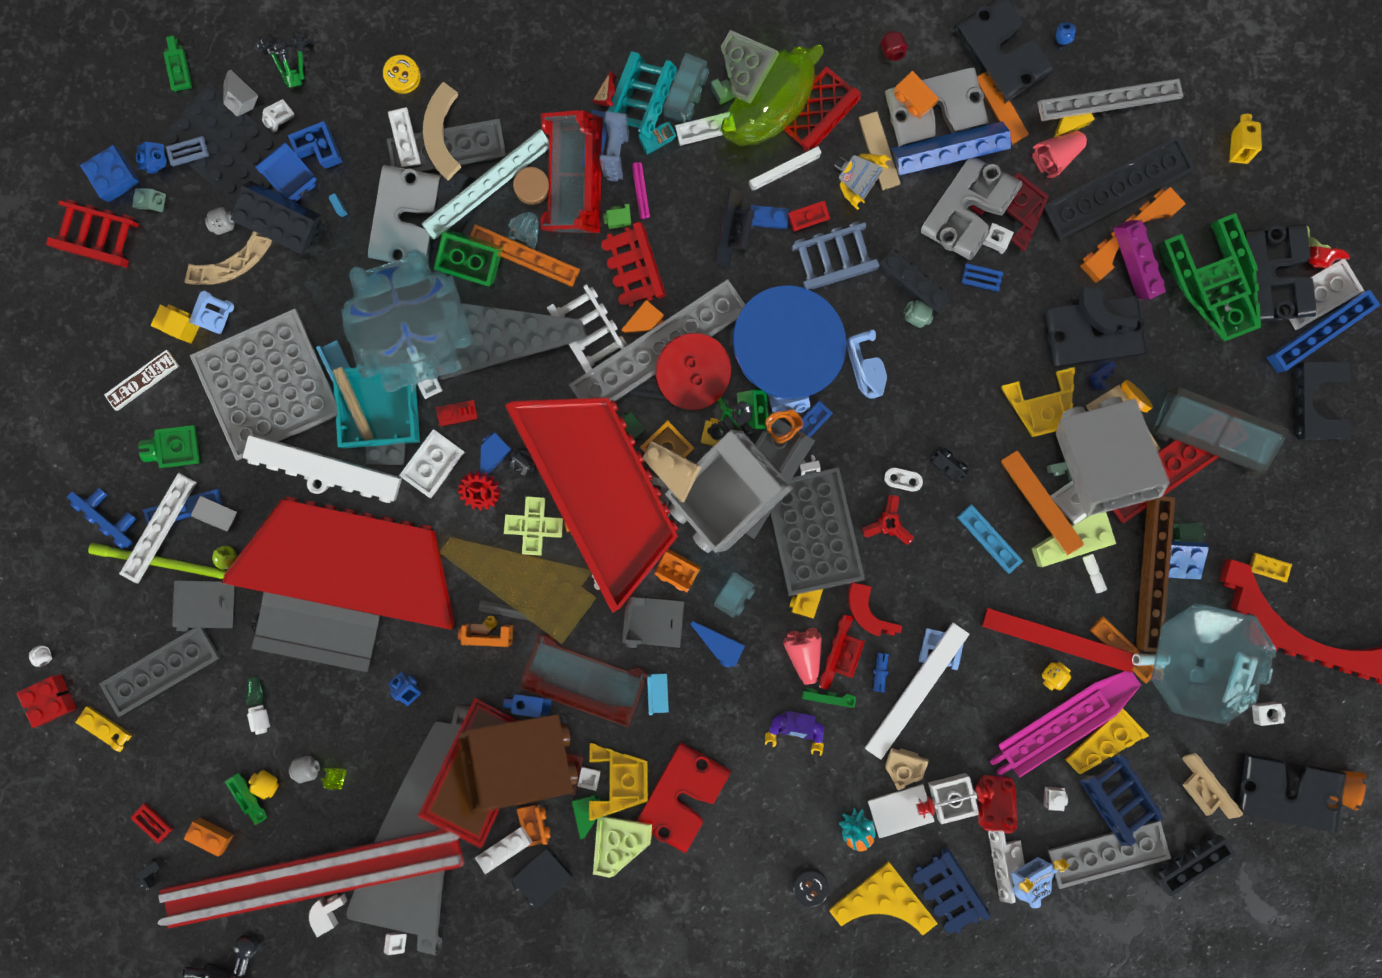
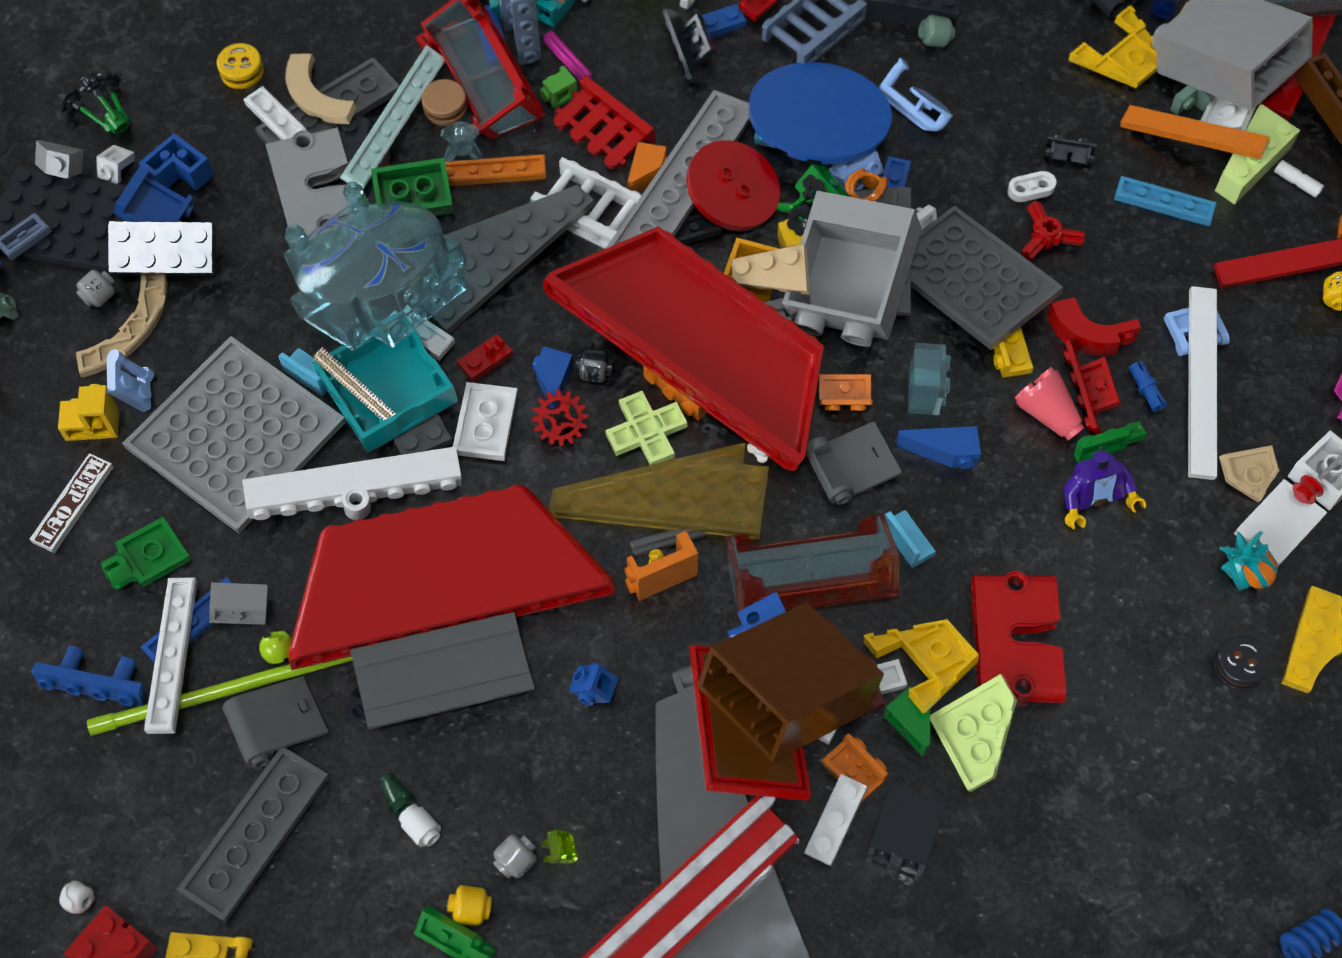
camera: 25 degrees left, 25 degrees down
(337, 204) = (230, 214): dark azure tile -> none

